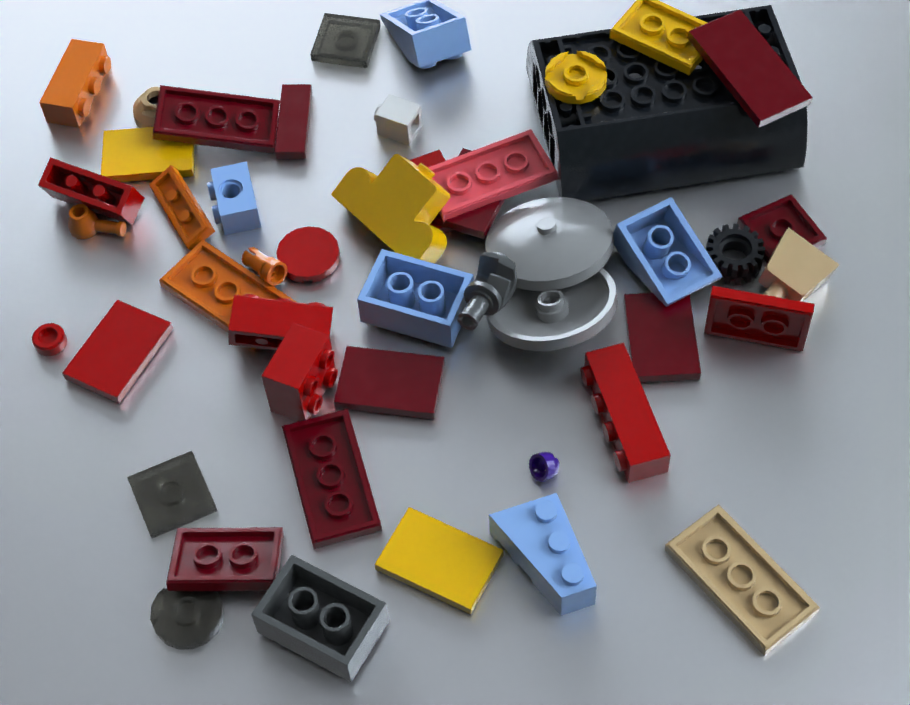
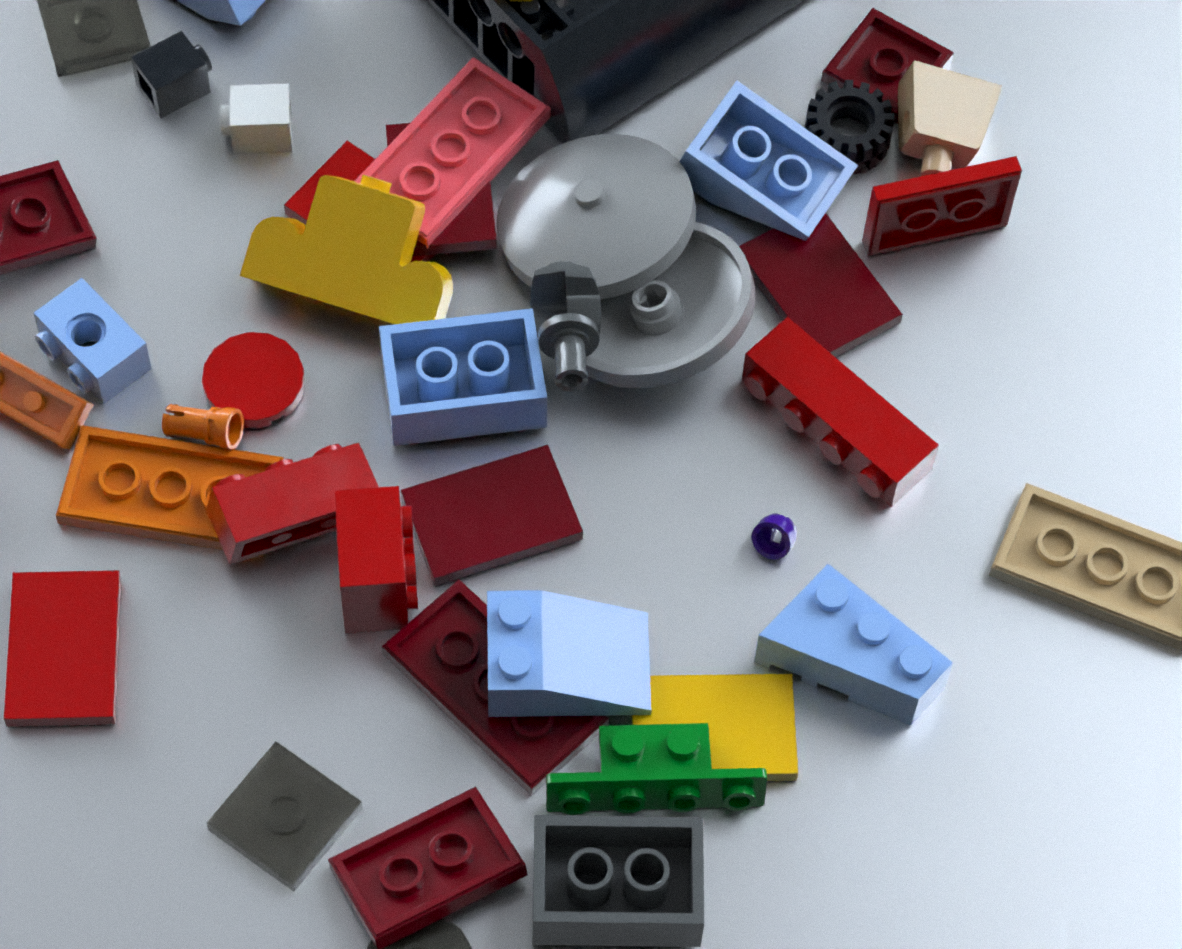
camera: 35 degrees left, 5 degrees up
(293, 121) = (97, 184): dark red tile -> none
(367, 79) = (172, 73): none -> black brick
(372, 476) = (565, 656): none -> light blue slope
(386, 566) = (655, 770): none -> green bracket

